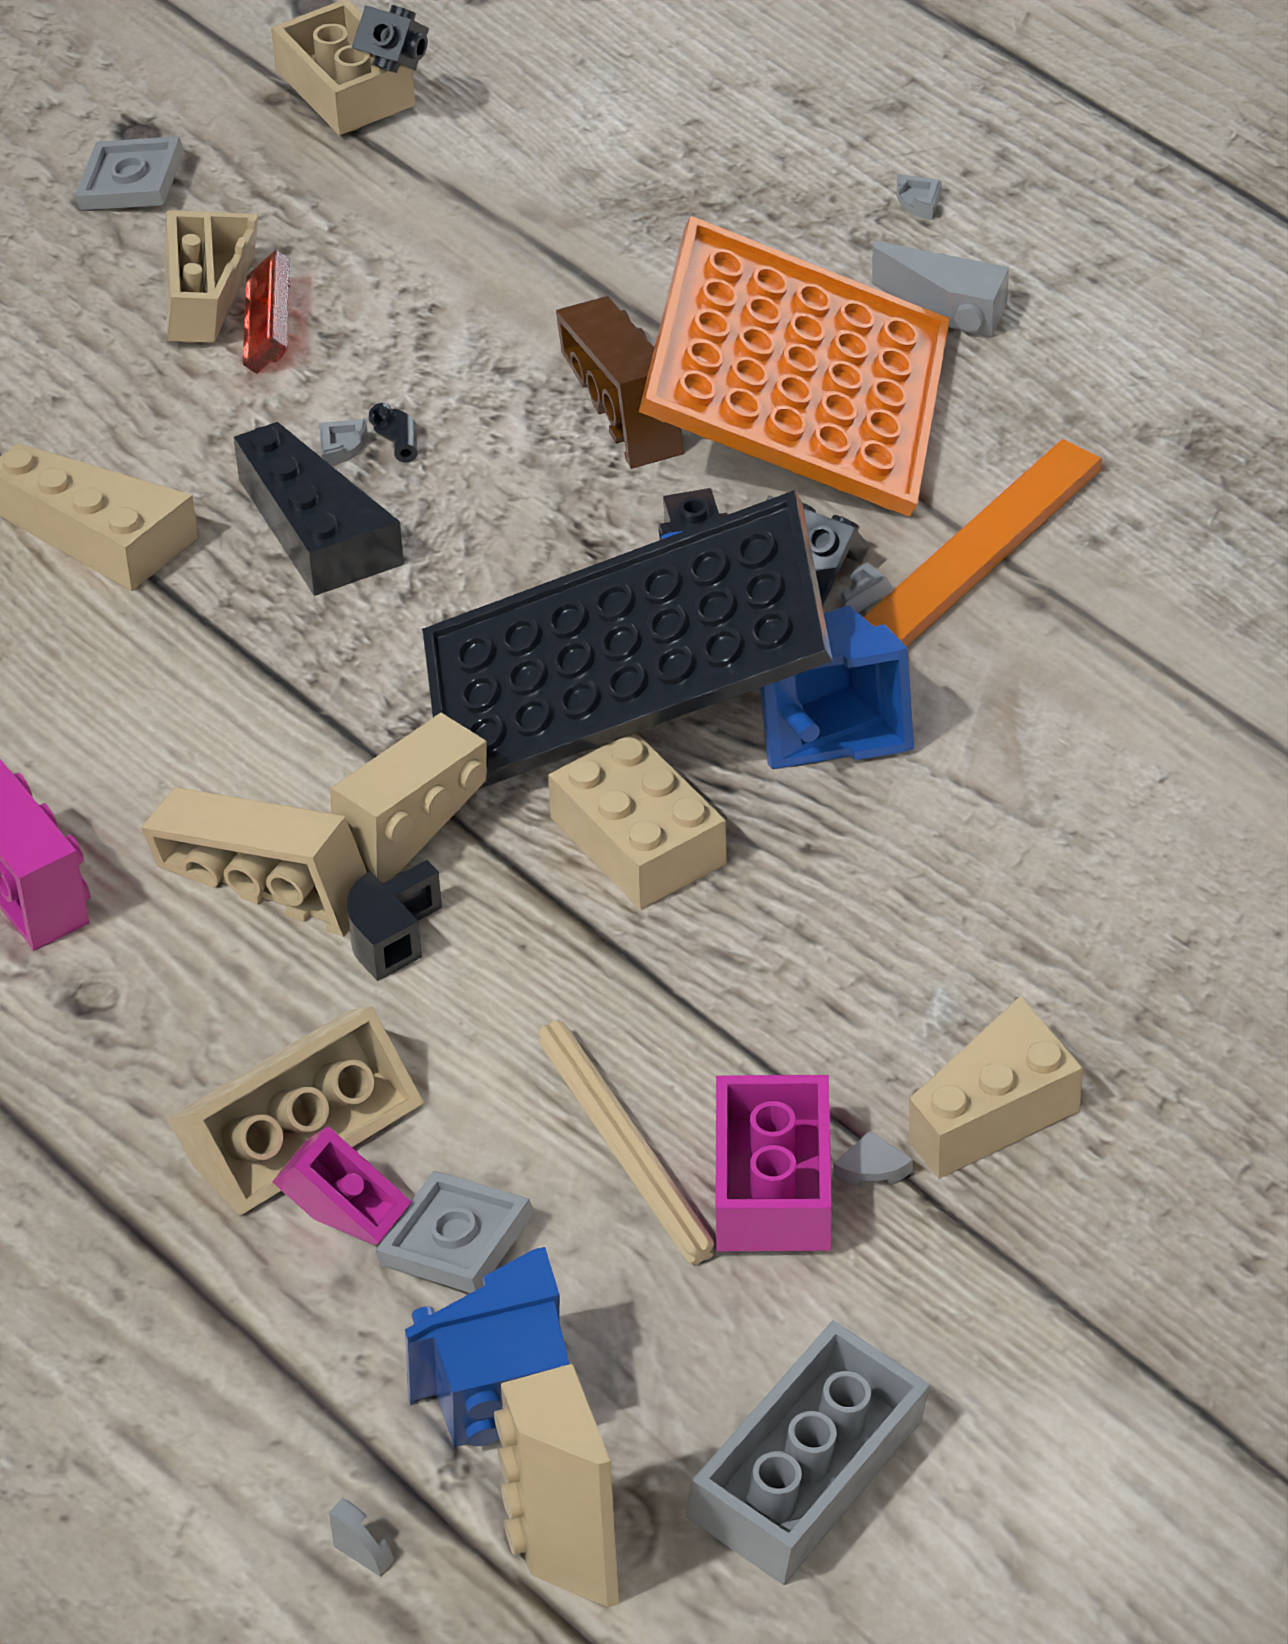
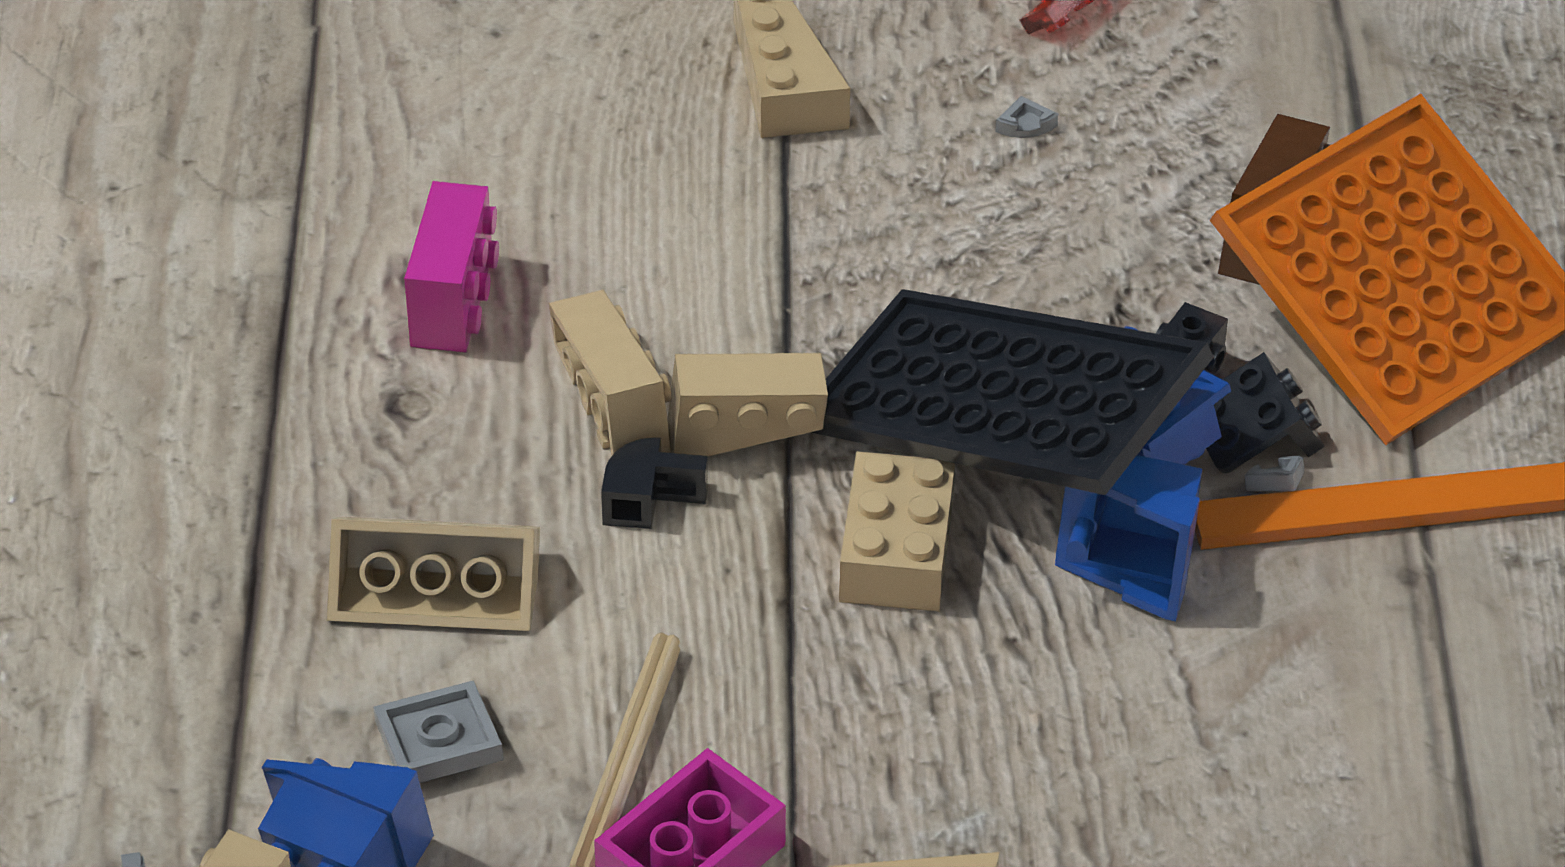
camera: 40 degrees right, 0 degrees up
(315, 512) = (931, 162): black wedge -> none
(341, 1188) = (393, 647): dark pink slope -> none
(396, 427) = (1074, 133): black arm -> none

